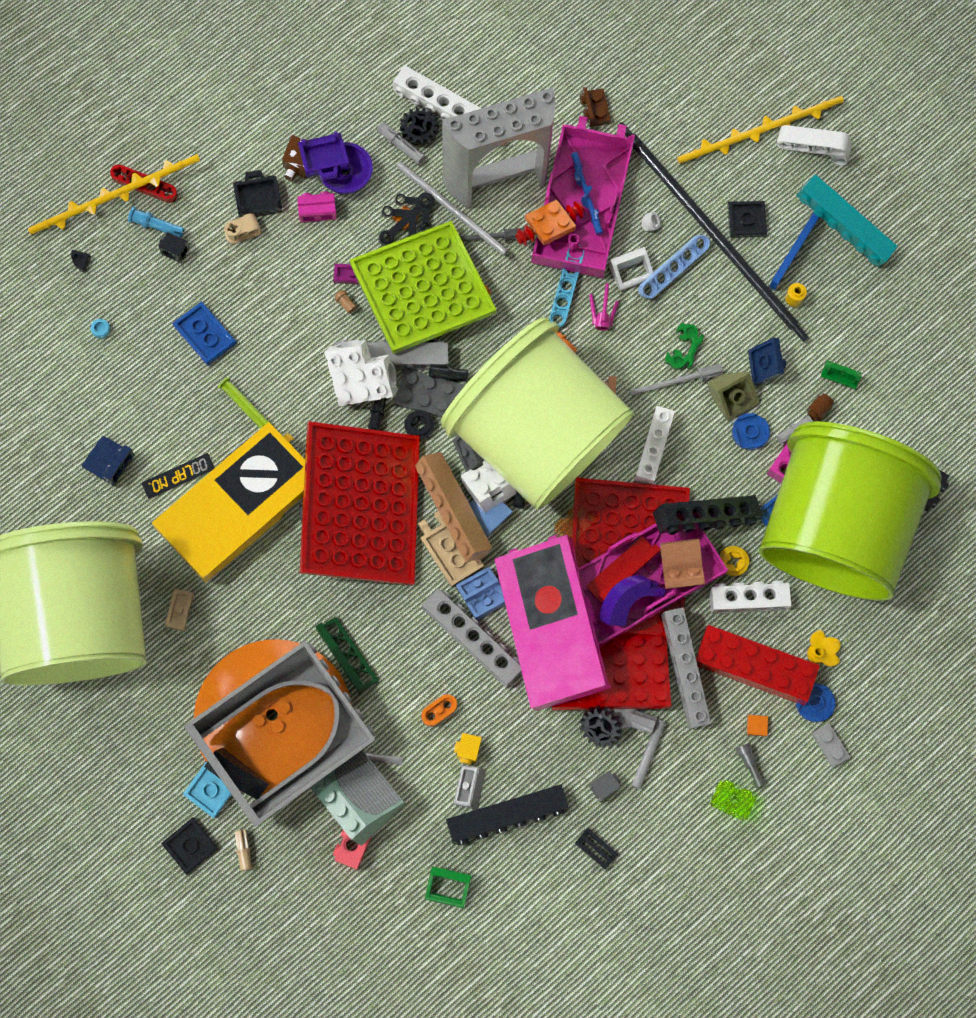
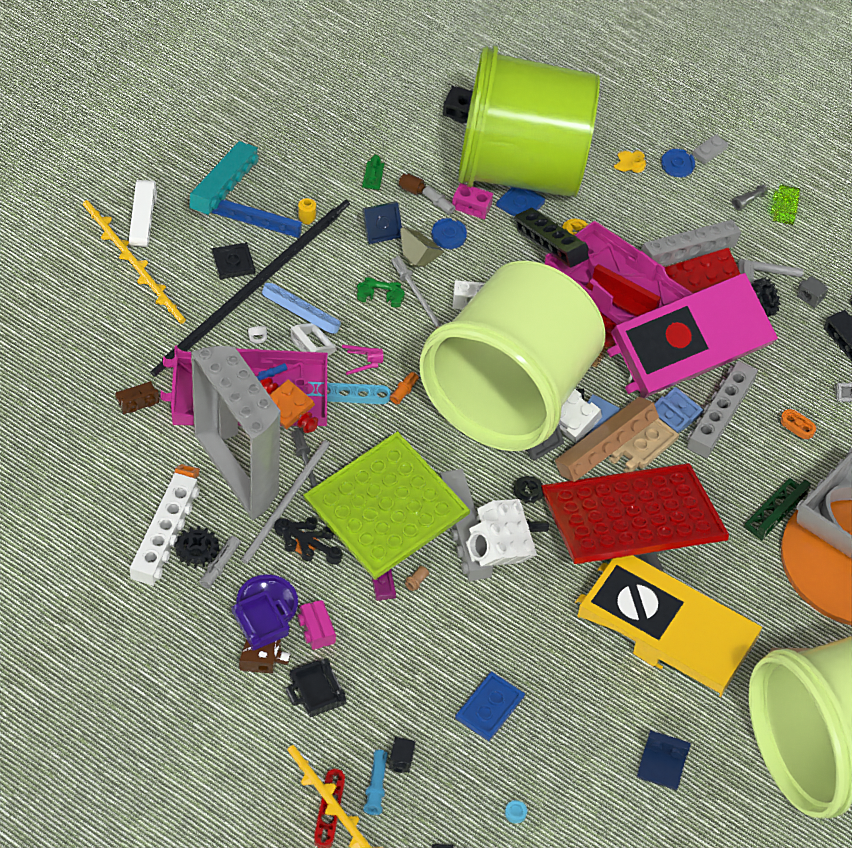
camera: 105 degrees left, 20 degrees down
(178, 475) = (653, 697): black sticker -> none
(243, 229) = (361, 692): tan piece -> none
(243, 402) = (559, 646): lime axle -> none
(426, 393) = (493, 476): dark grey plate -> none
(448, 373) = (469, 471): black pin -> none
(467, 748) = (823, 394): yellow brick -> none
(623, 595) = (653, 281): dark purple arch -> none
(682, 563) = (608, 249): nougat bracket -> none
(720, 604) = (605, 208): white brick -> none
(756, 665) = (665, 196): red brick -> none
(757, 725) = (714, 198): orange tile -> none

